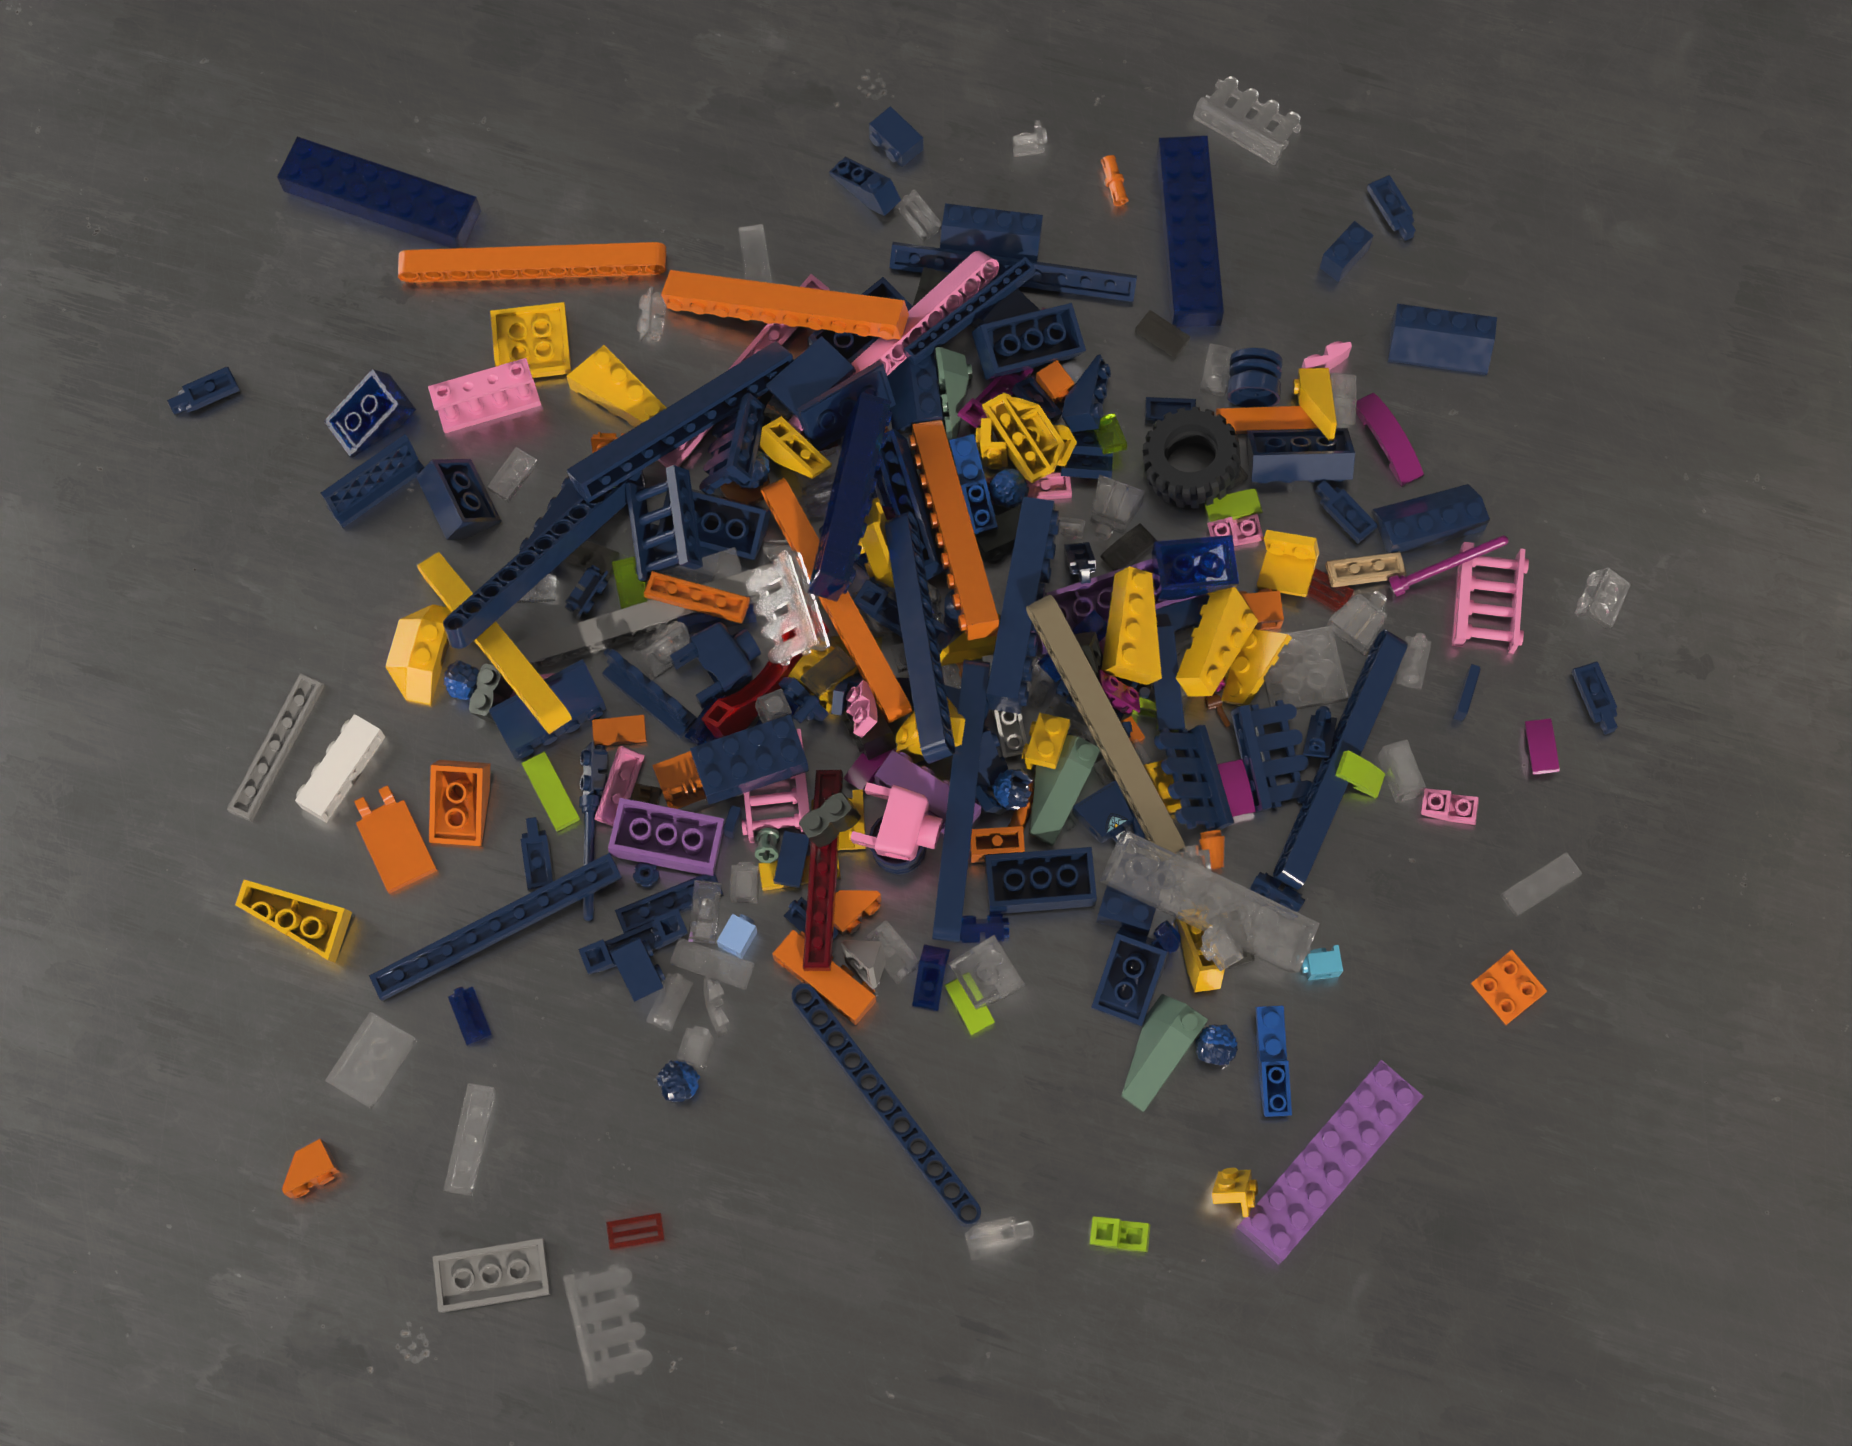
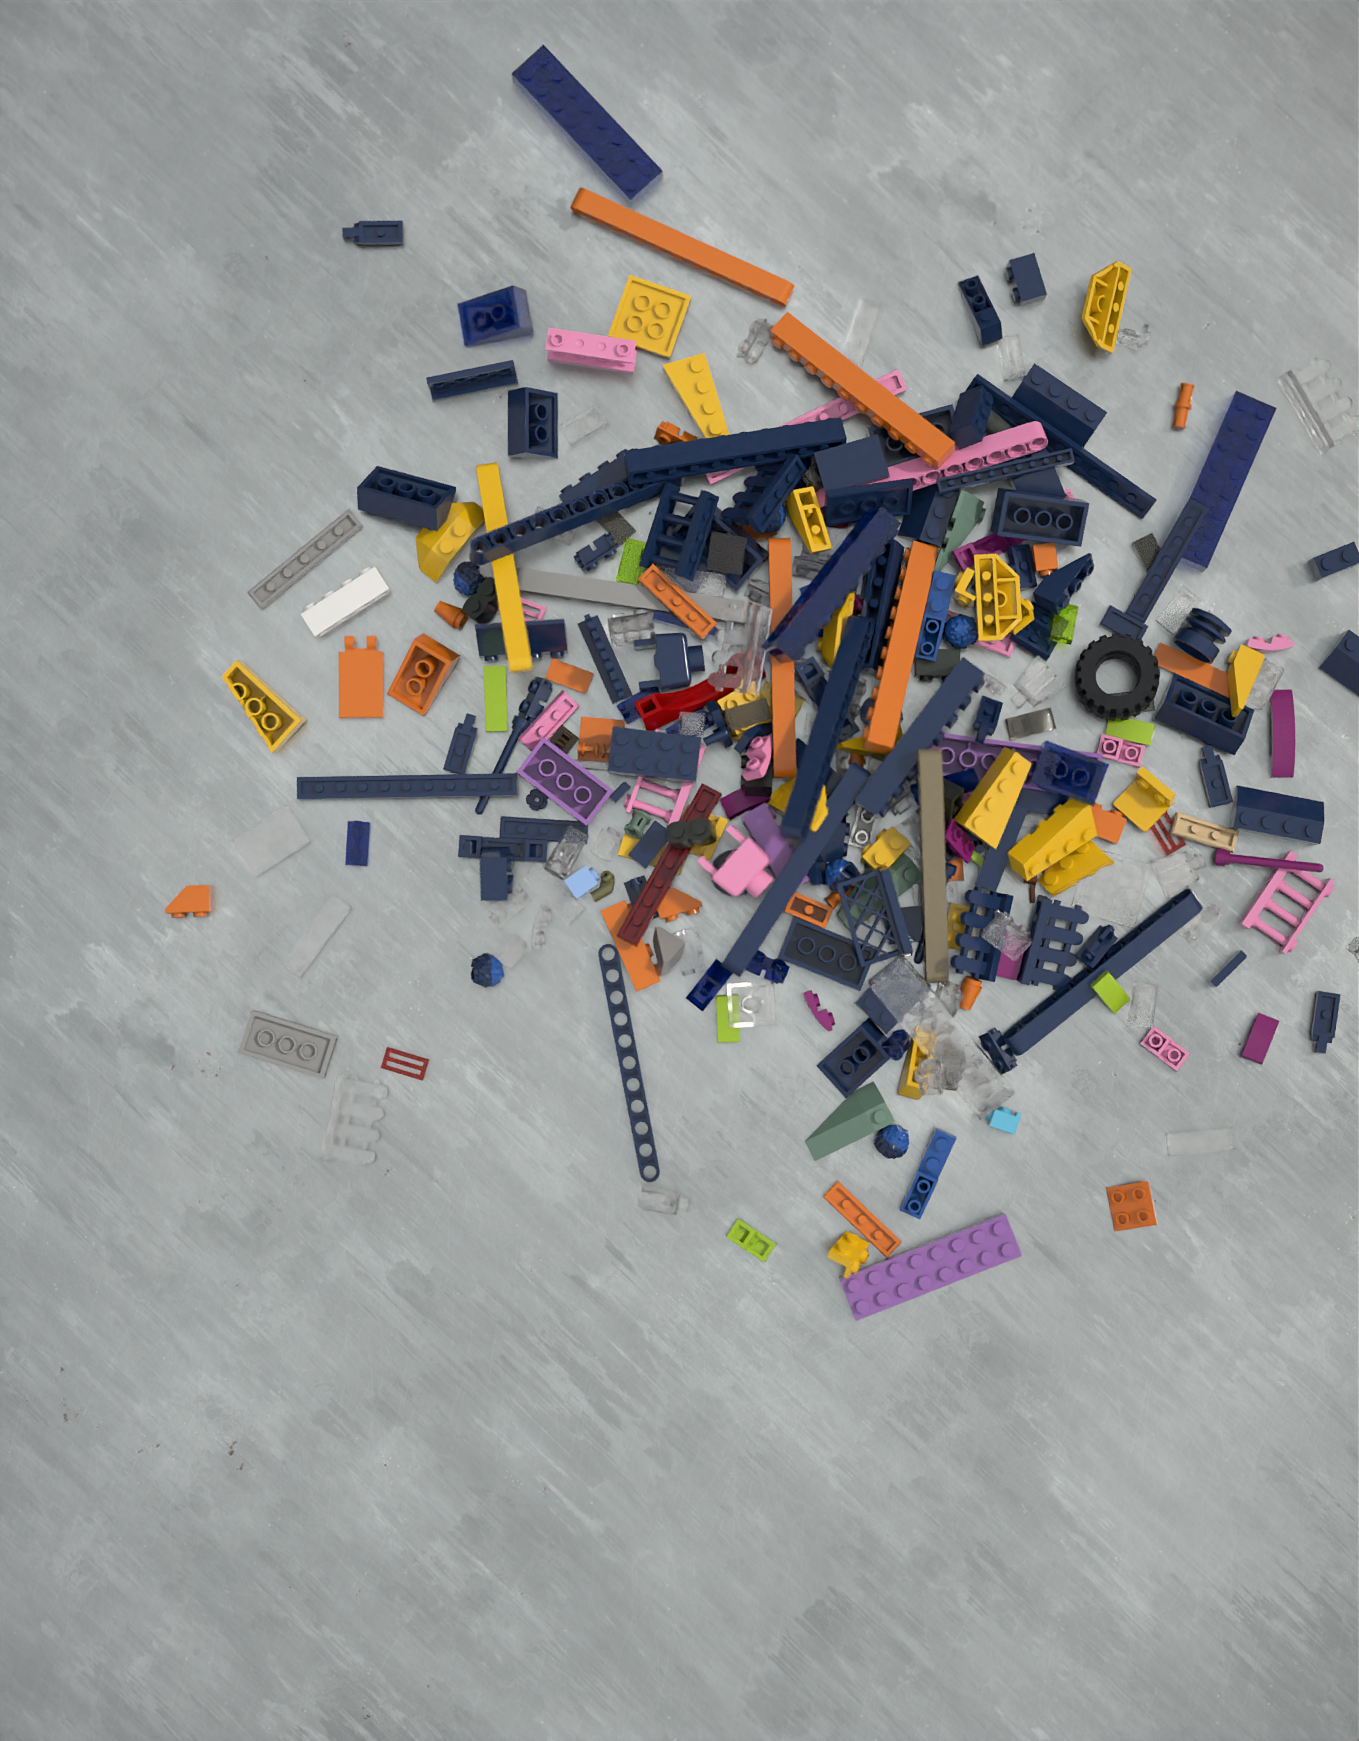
camera: 25 degrees right, 15 degrees up
(356, 630) = (405, 498): none -> dark blue slope
(462, 726) = (451, 614): none -> orange cone
(724, 524) = (726, 553): none -> clear smoke piece
(766, 929) = (606, 886): none -> olive arm
(908, 278) = (971, 417): none -> dark blue brick
(986, 118) = (1105, 304): none -> yellow wedge
(1070, 950) = (824, 1018): none -> magenta slope
(1083, 791) = (893, 912): none -> dark blue fence
(1179, 322) = (1167, 559): none -> dark blue tile
(1221, 766) = (1007, 935): none -> clear bracket
(1228, 1149) = (862, 1219): none -> orange tile

